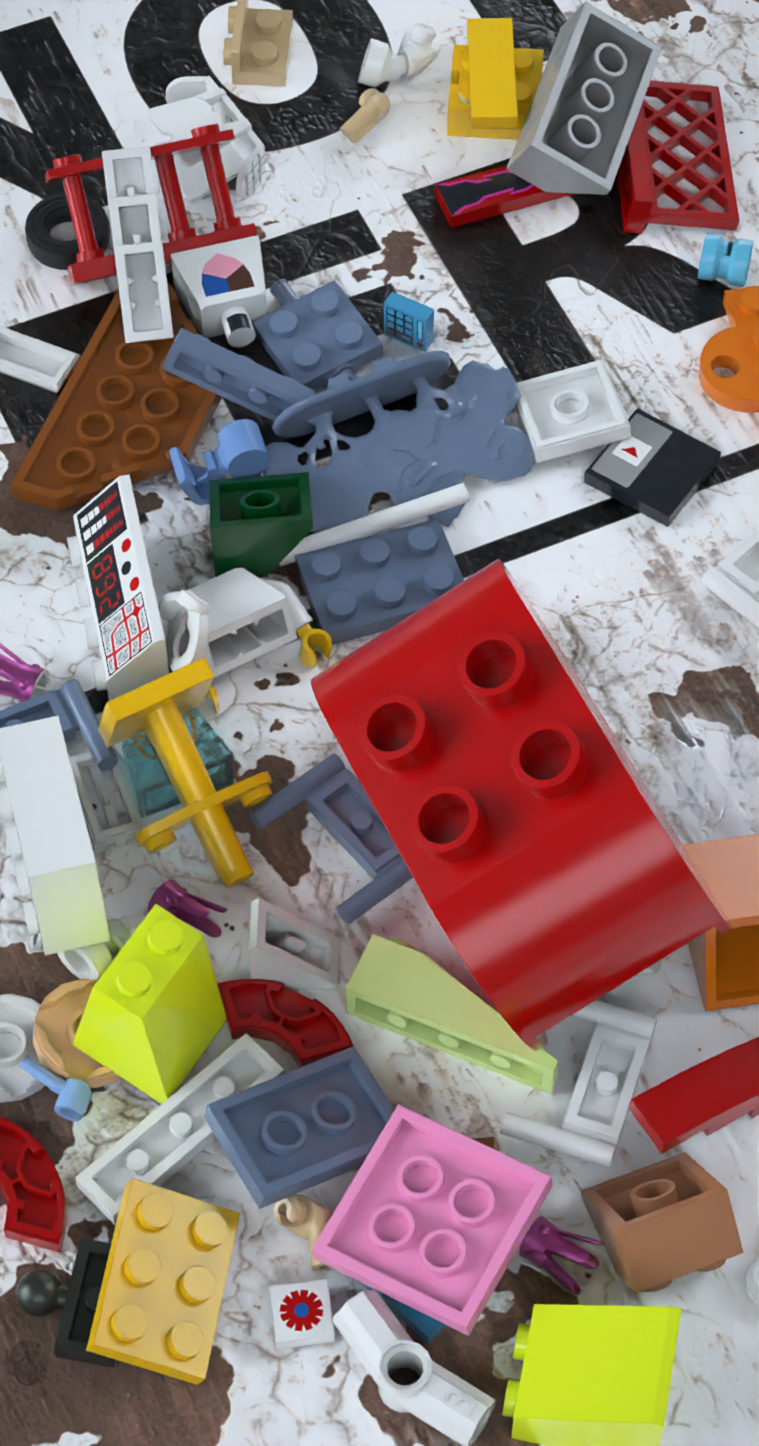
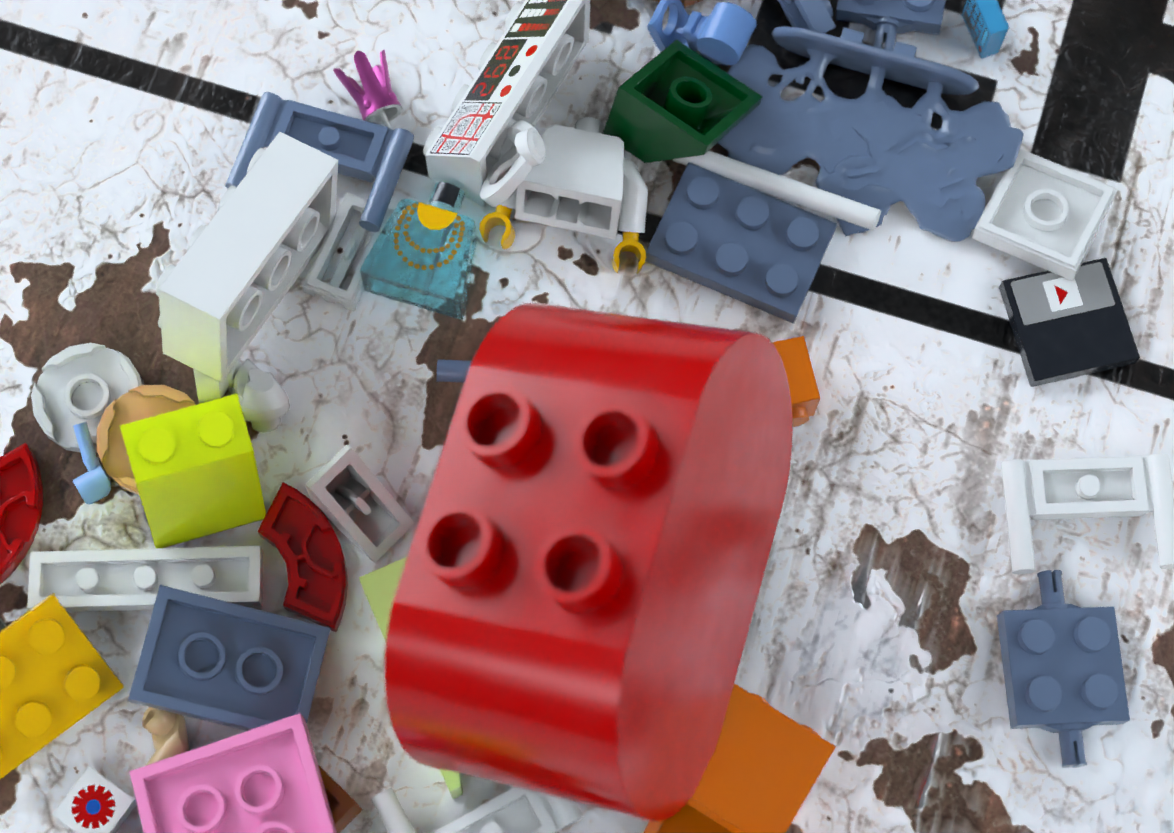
camera: 40 degrees right, 15 degrees up
(157, 713) = (411, 260): yellow piece -> none
(186, 907) = (311, 401): flat silver piece -> none

